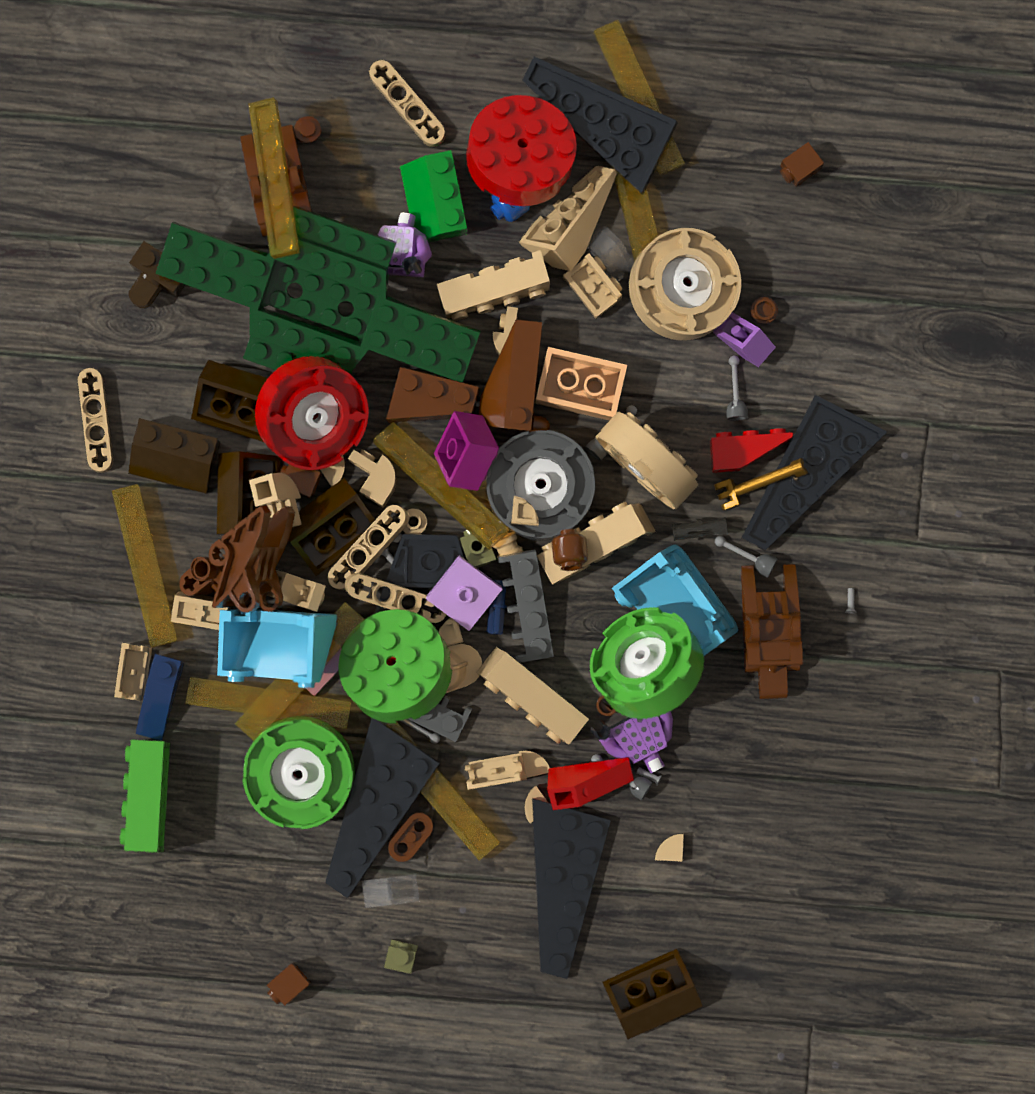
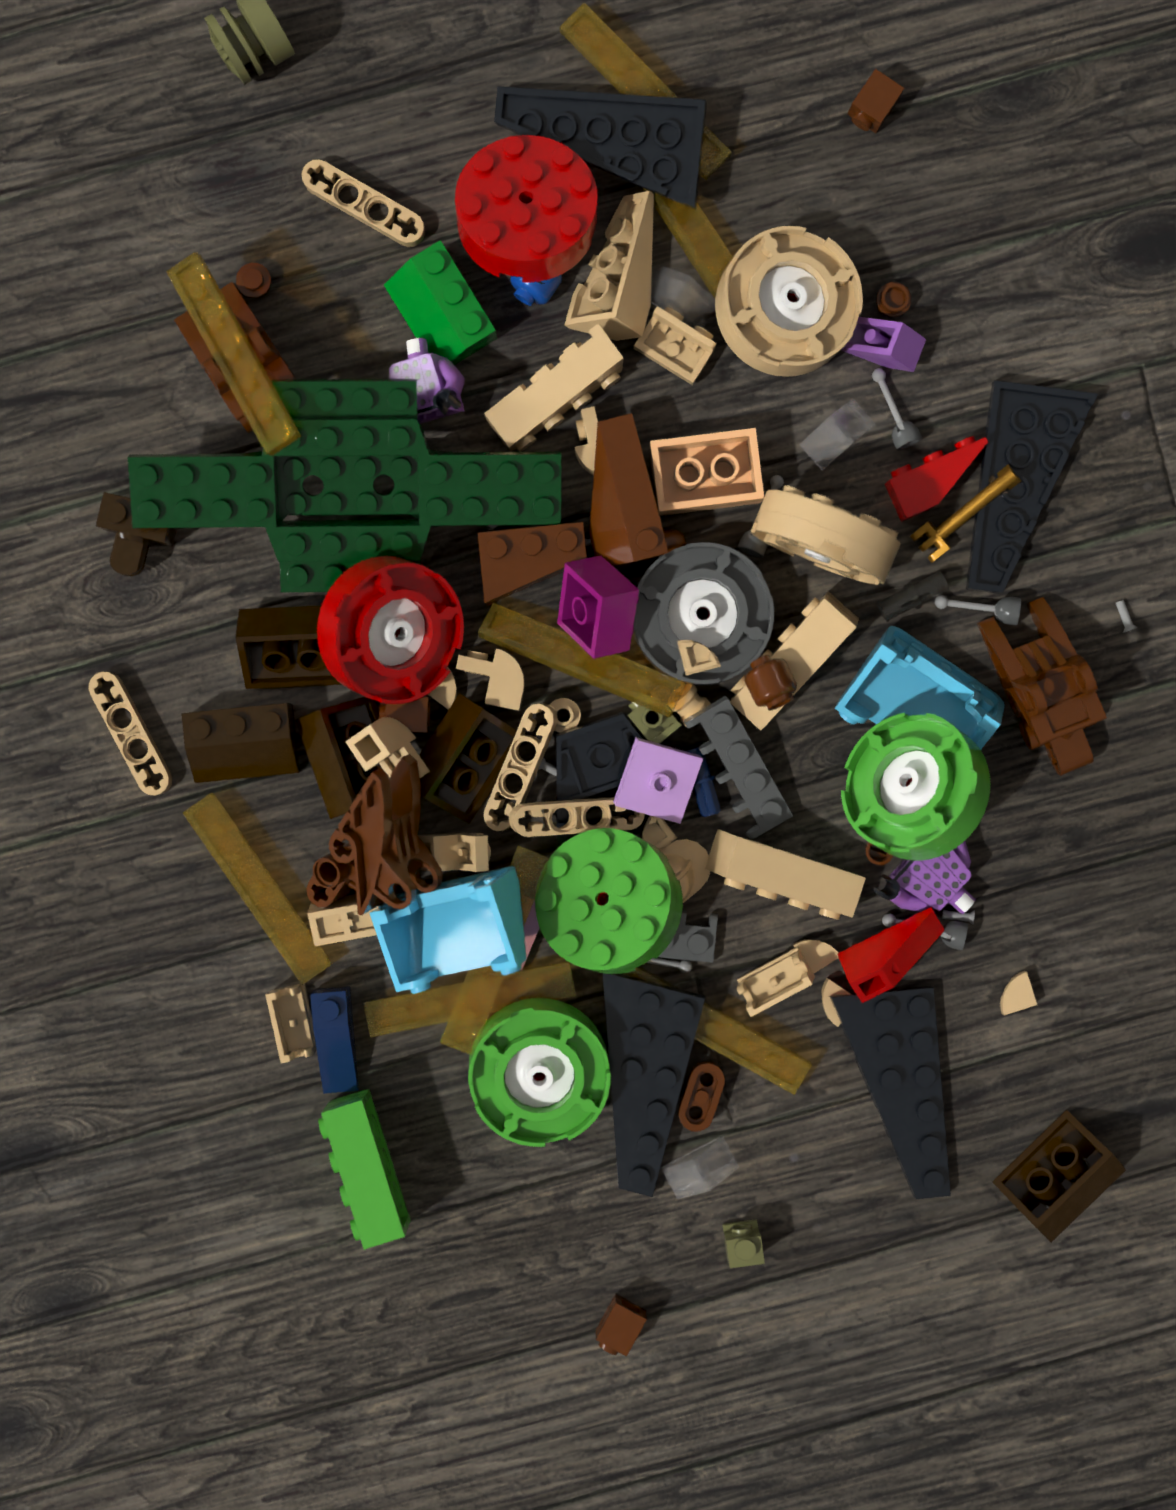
camera: 20 degrees left, 5 degrees up
(688, 391) = (837, 434): none -> clear slope

